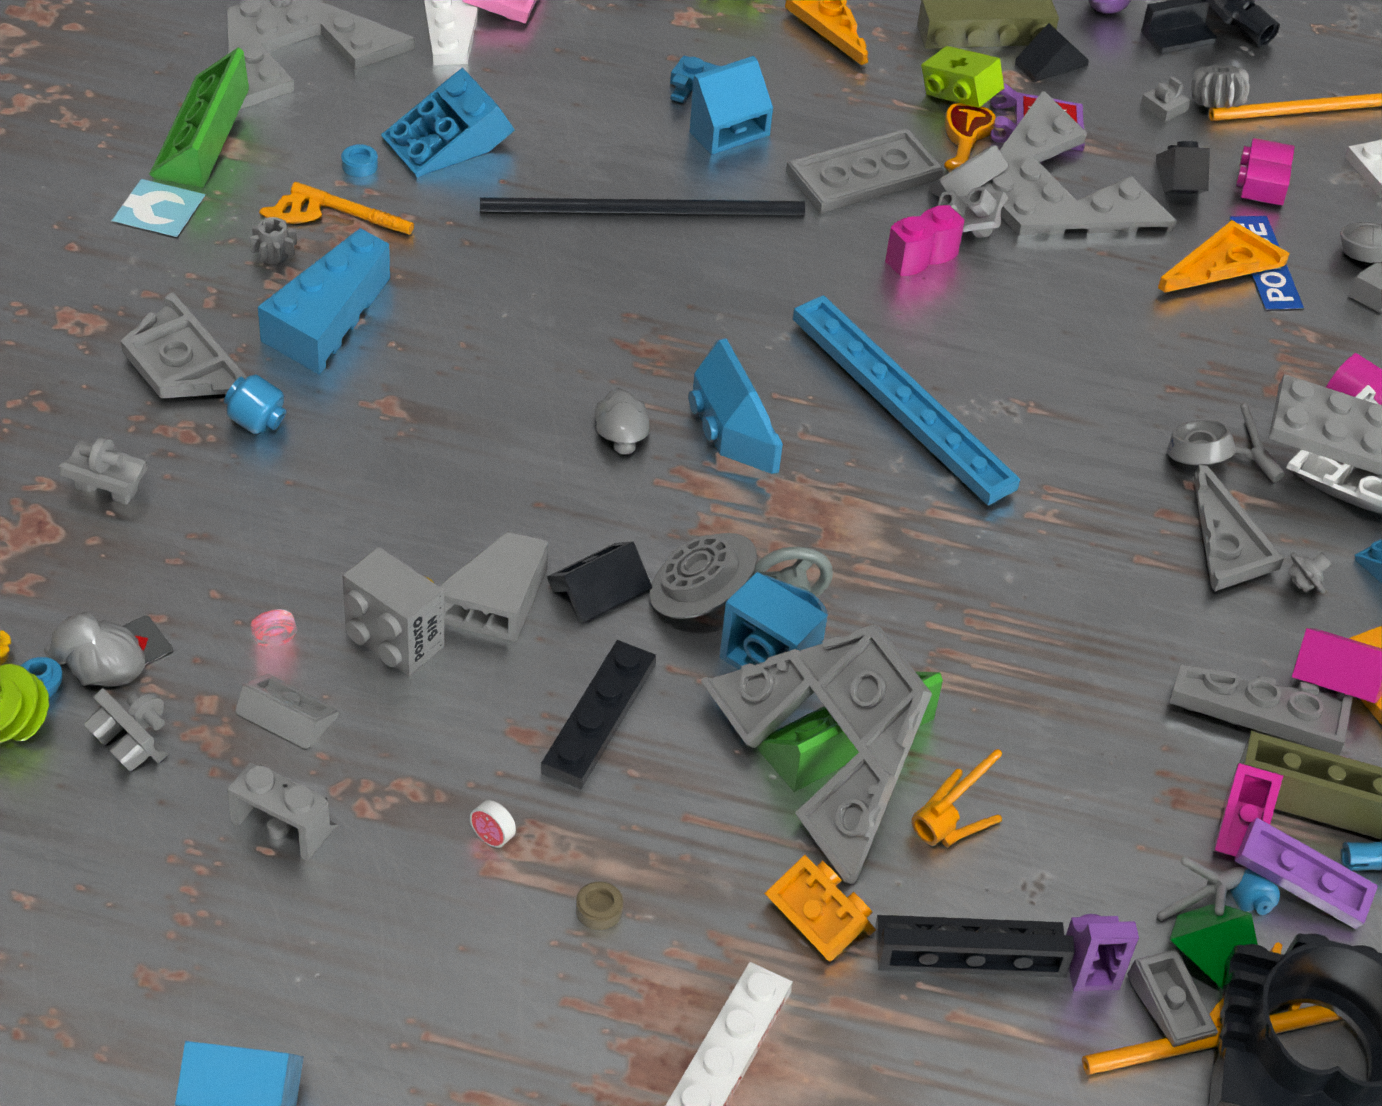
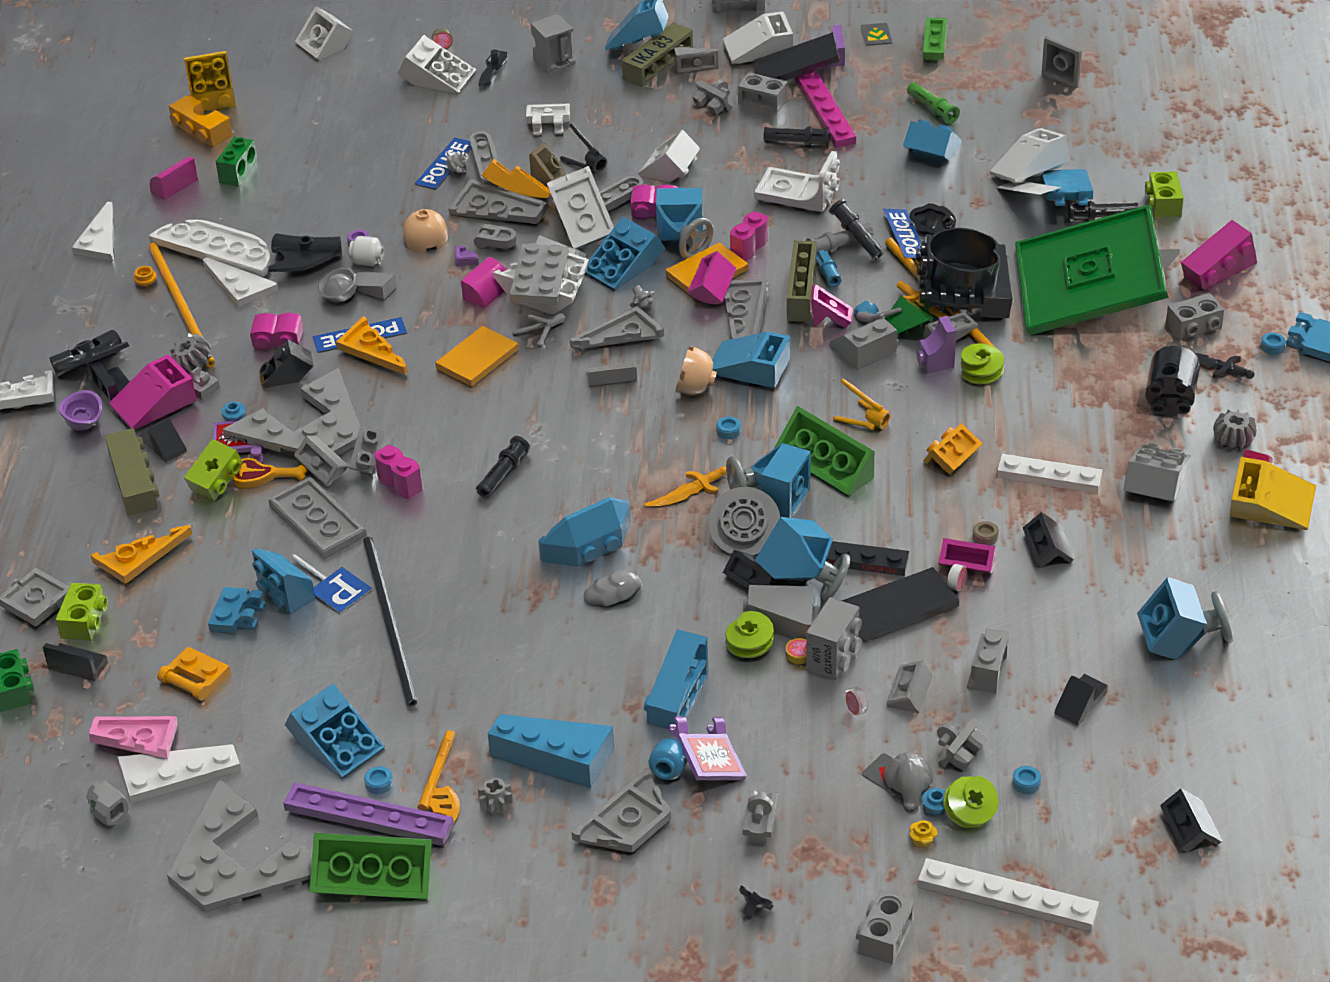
camera: 95 degrees left, 5 degrees down
(27, 802) = (1026, 779): none -> dark azure tile
(158, 207) = (462, 884): medium azure sticker -> none
(160, 926) = (1080, 698): none -> black slope
(242, 445) = (709, 754): none -> flag
(298, 141) = (368, 813): none -> medium lavender plate
(388, 435) = (679, 679): none -> dark azure wedge
(456, 535) = (749, 635): none -> lime piece
(470, 740) = (903, 603): none -> black tile
(537, 852) = (972, 555): none -> dark pink brick
(541, 991) = (1047, 540): none -> black panel
(577, 602) = (799, 553): none -> dark azure piece
(609, 49) = (198, 667): none -> light orange plate
(721, 174) = (339, 589): none -> blue piece
(816, 538) = (685, 490): none -> light orange piece
(873, 701) = (837, 416): light grey wing -> none
(907, 400) = (548, 468): dark azure plate -> none
(930, 356) = (508, 459): none -> black pin
(959, 624) = (728, 427): none -> dark azure tile
(973, 946) = (955, 397): black fence -> none
(1057, 1019) = (981, 363): none -> lime piece
(1084, 585) = (695, 373): none -> light nougat cylinder
(1099, 121) = (233, 411): none -> dark azure plate
(1115, 680) = (753, 358): none -> dark azure slope
(1125, 507) = (612, 374): none -> light grey slope
(1143, 53) = (154, 393): none -> dark pink slope
(1144, 852) = (867, 343): none -> light grey slope
(1191, 367) = (477, 356): none -> light orange tile
(1201, 443) = (552, 343): light grey hat -> none
(1306, 873) = (857, 288): medium lavender plate -> none

